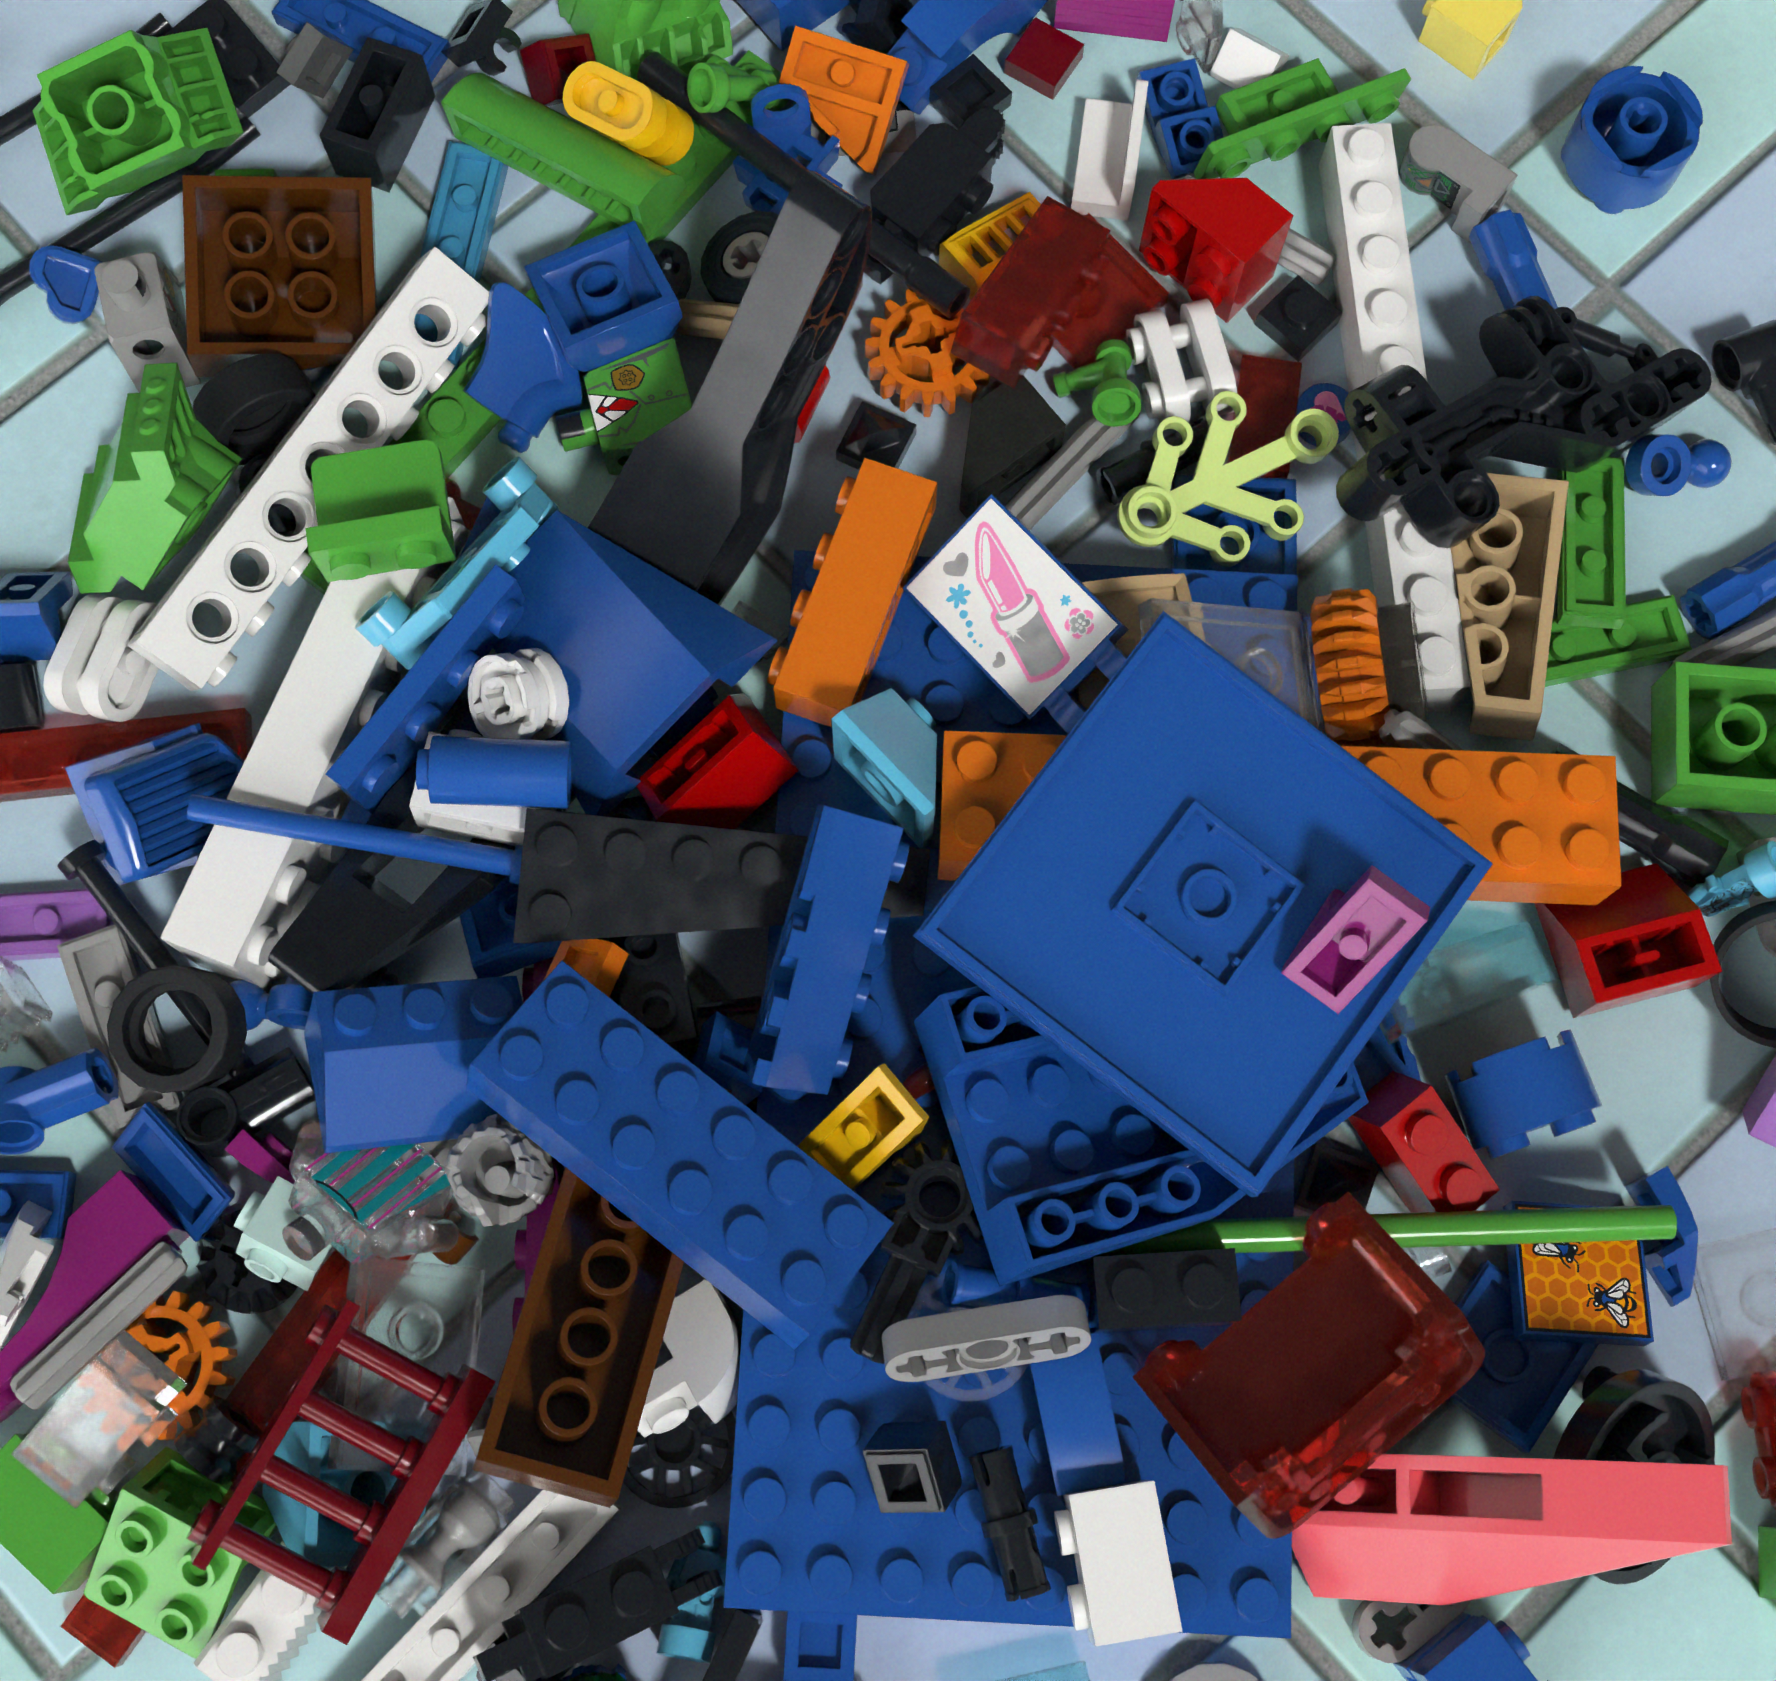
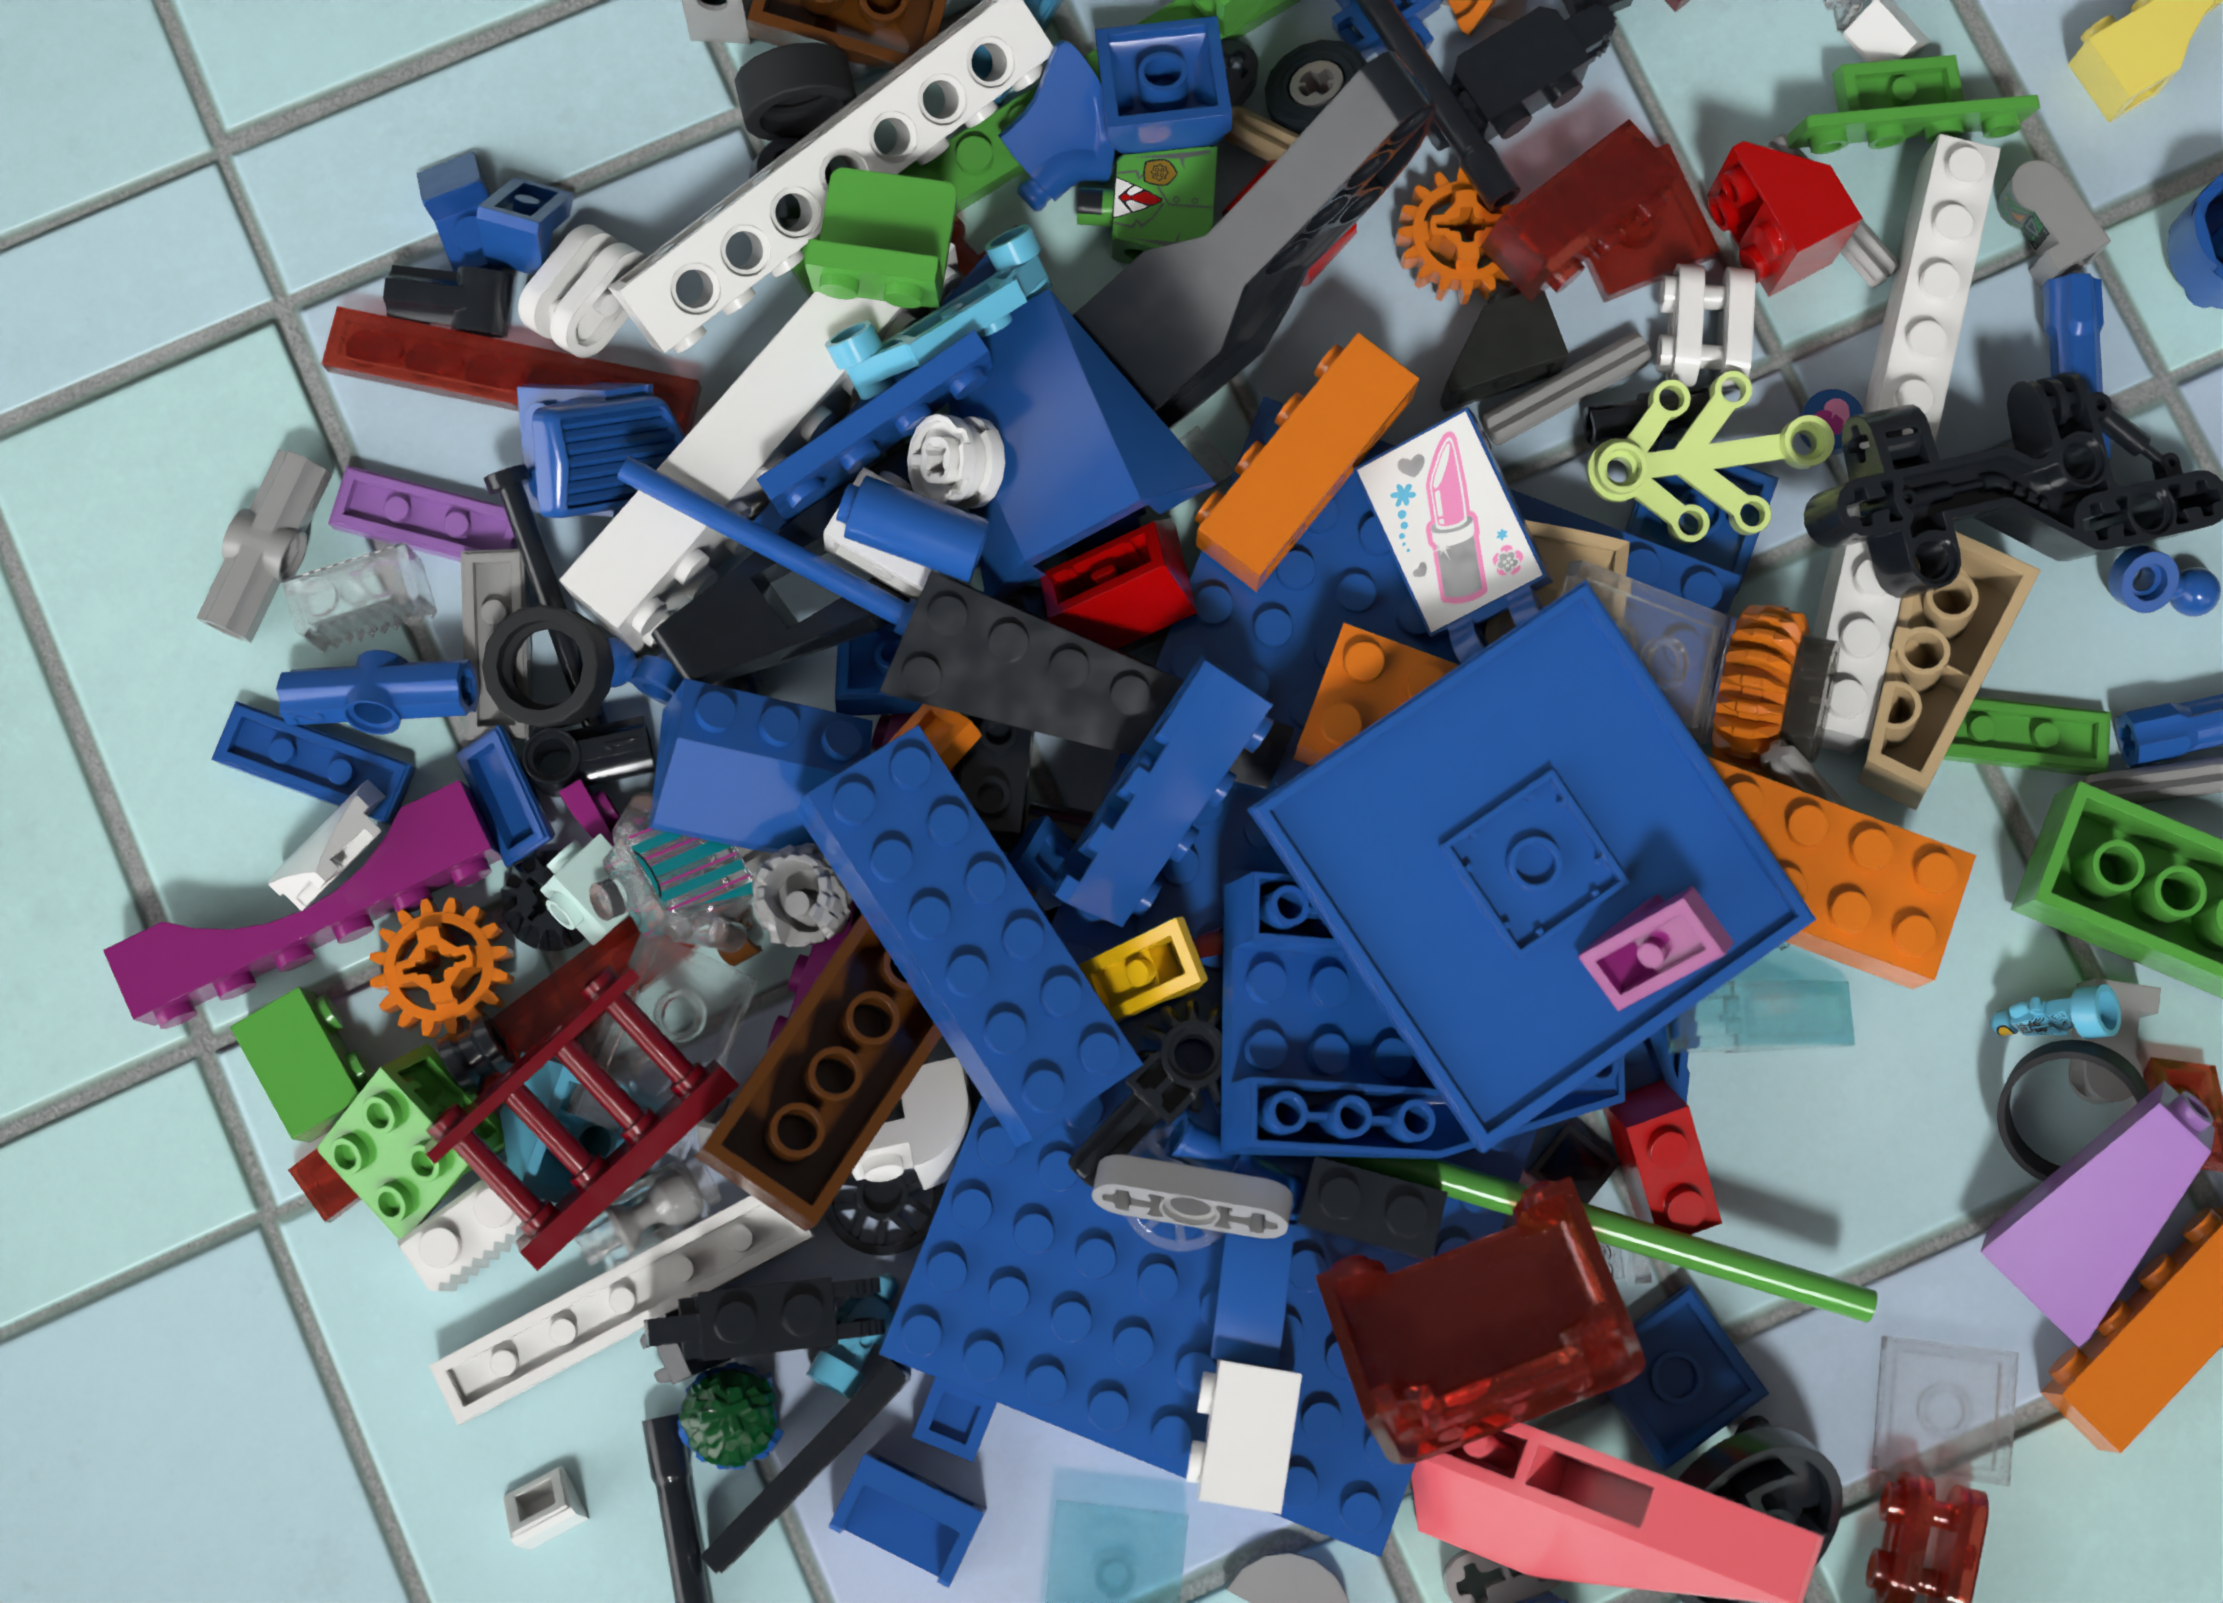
camera: 20 degrees right, 5 degrees up
(98, 1325) = (400, 914): light grey axle -> none
(100, 1419) = (378, 999): clear brick -> none
(147, 487) = (670, 138): bright green slope -> none
(875, 436) = (1380, 308): black tile -> none
(893, 757) = (1289, 630): medium azure slope -> none
(913, 1467) = (1089, 1288): black slope -> none
(957, 250) = (1523, 142): yellow slope -> none
(1009, 1523) = (1159, 1367): black pin -> none
(1109, 156) = (1709, 90): white panel -> none
(1115, 398) = (1627, 342): bright green piece -> none
(1180, 115) = (1795, 69): blue slope -> none
(1271, 401) = (1780, 392): clear red tile -> none
(1298, 318) = (1840, 315): black plate -> none
(1524, 1092) = (1778, 1142): blue brick -> none
(1579, 1289) = (1766, 1339): tile -> none
(1593, 548) = (2047, 638): bright green tile -> none
(1630, 945) = (1936, 1036): red slope -> none
(1670, 840) = (2013, 950): black axle -> none
(1675, 1259) = (1867, 1344): blue slope -> none

